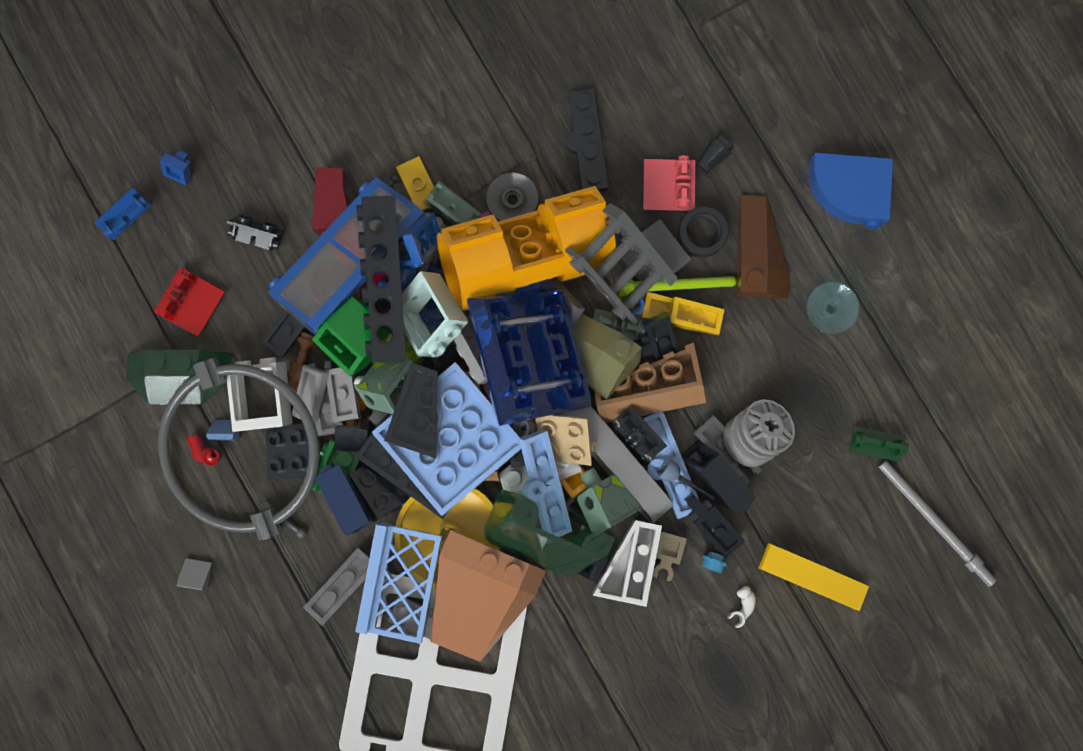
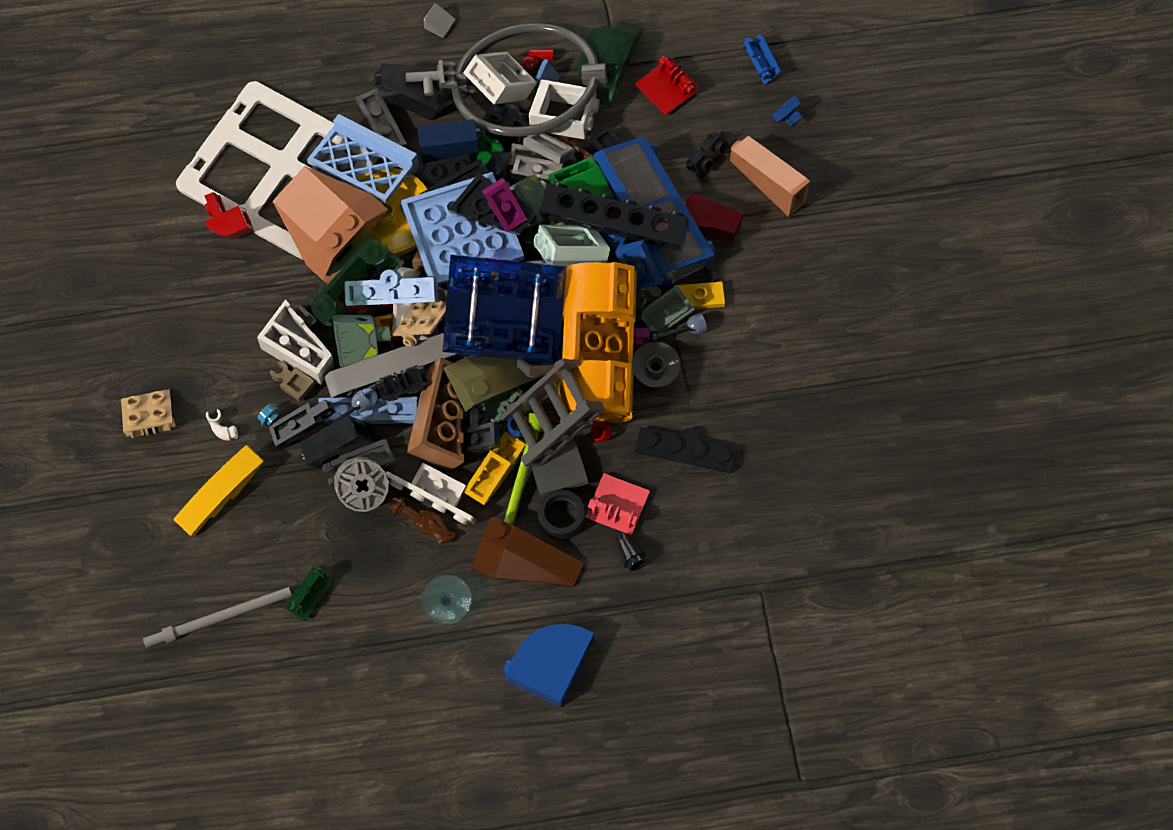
camera: 110 degrees right, 15 degrees down
(259, 156) = (770, 174): none -> nougat slope
(259, 481) = (498, 77): none -> white window
(269, 541) = (430, 76): none -> light grey arm
(291, 570) = (410, 95): none -> black slope
(417, 394) = (504, 205): none -> magenta slope
(453, 176) = (695, 325): none -> hinge
(524, 703) = (226, 223): none -> red brick
(727, 362) = (437, 488): none -> white bracket
(759, 690) = (147, 412): none -> tan hinge
(760, 358) = (428, 522): none -> reddish brown piece

